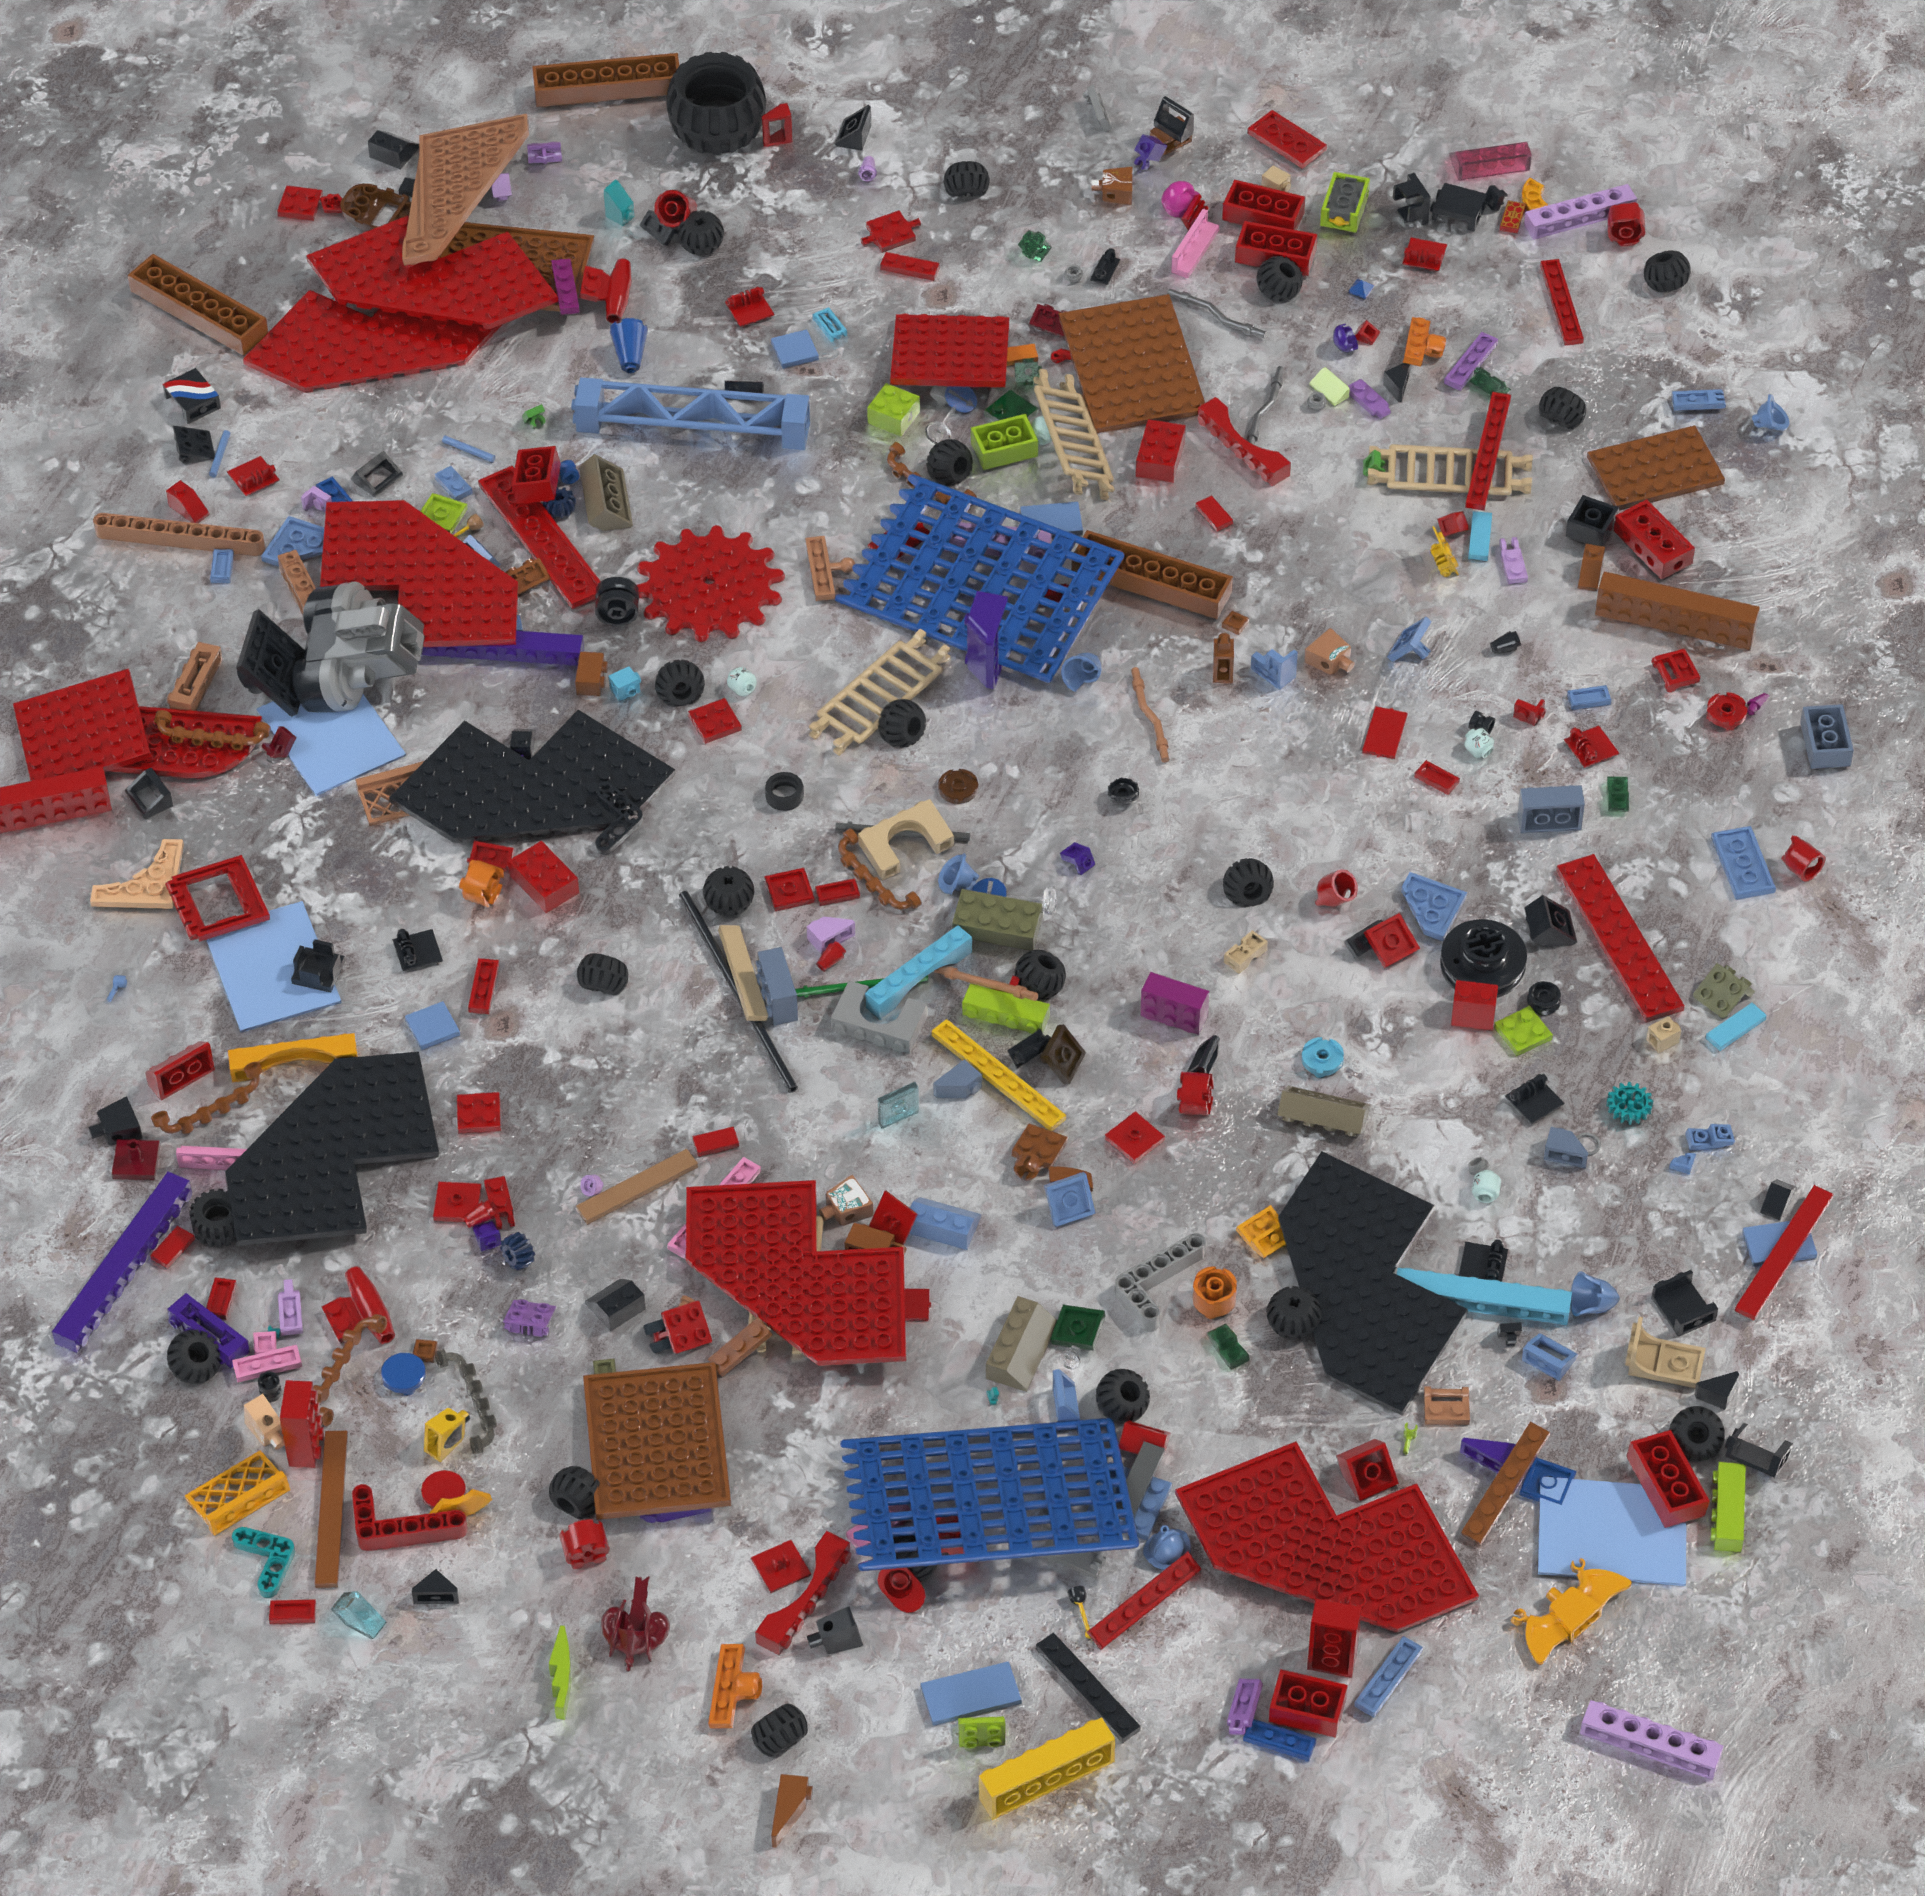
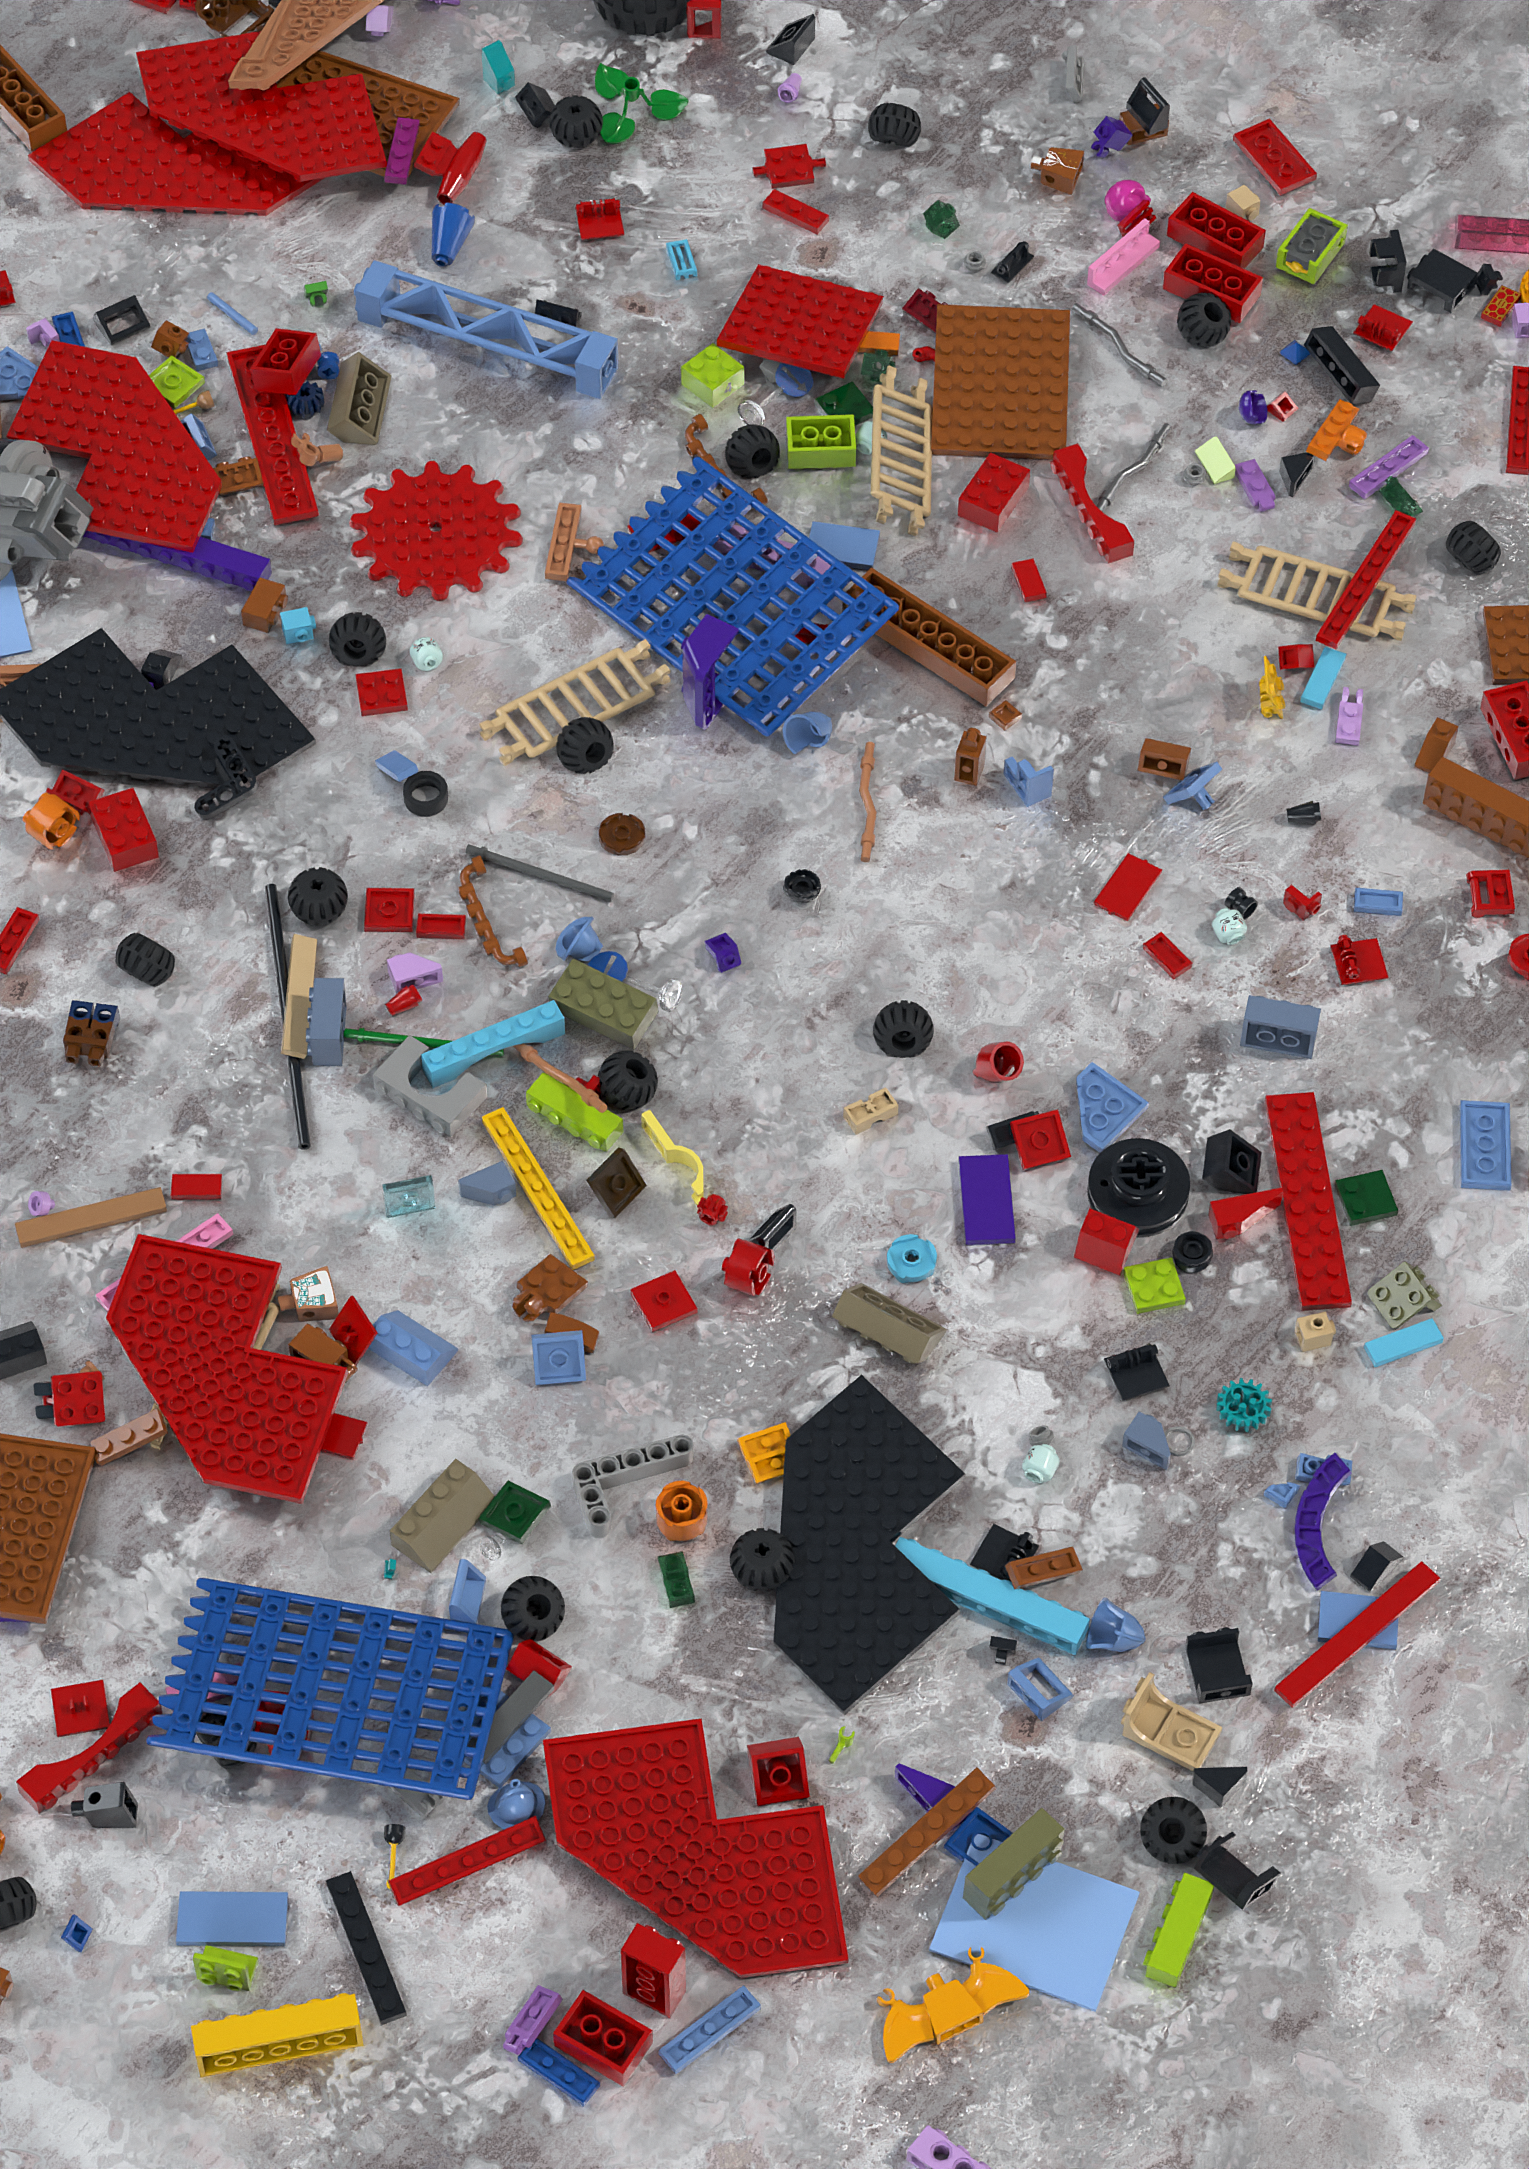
camera: 15 degrees right, 5 degrees up
(427, 480) = (170, 340): none -> dark orange brick
(582, 544) = (310, 453): none -> nougat bar
(582, 1048) = (90, 1032): none -> reddish brown hips
(617, 601) = (321, 528): black wheel -> none
(673, 207) = (554, 85): red cone -> none
(735, 231) = (612, 81): none -> green plant
(752, 774) = (396, 765): none -> medium blue tile
(794, 349) = (631, 279): medium blue tile -> none
(848, 1736) = (76, 1933): none -> blue slope
(902, 1589) = (200, 1775): red piece -> none
(921, 818) = (559, 862): tan arch -> none
(1028, 1048) = (581, 1164): black hinge -> none
(1097, 1021) = (673, 1153): none -> light yellow piece
(1148, 1057) = (712, 1209): none -> red gear
(1174, 1003) = (763, 1154): magenta brick -> none
(1329, 653) = (1097, 777): nougat torso -> none
(1364, 997) = (986, 1199): none -> dark purple tile
(1373, 461) = (1231, 562): bright green tile -> none
(1379, 626) = (1164, 759): none -> dark orange brick
(1404, 289) = (1341, 365): none -> black brick
(1446, 1411) = (895, 1724): nougat plate -> none
(1520, 1263) = (1043, 1567): none -> dark orange plate
(1569, 960) = (1237, 1214): none -> red slope
(1584, 1488) = (1014, 1864): none -> olive brick
(1591, 521) = (1455, 692): black brick -> none
(1617, 794) = (1368, 1026): clear green slope -> none
(1665, 924) = (1366, 1197): none -> dark green plate
(1667, 1478) = (1117, 1877): red brick -> none
(1714, 1179) = (1310, 1519): none -> dark purple tile

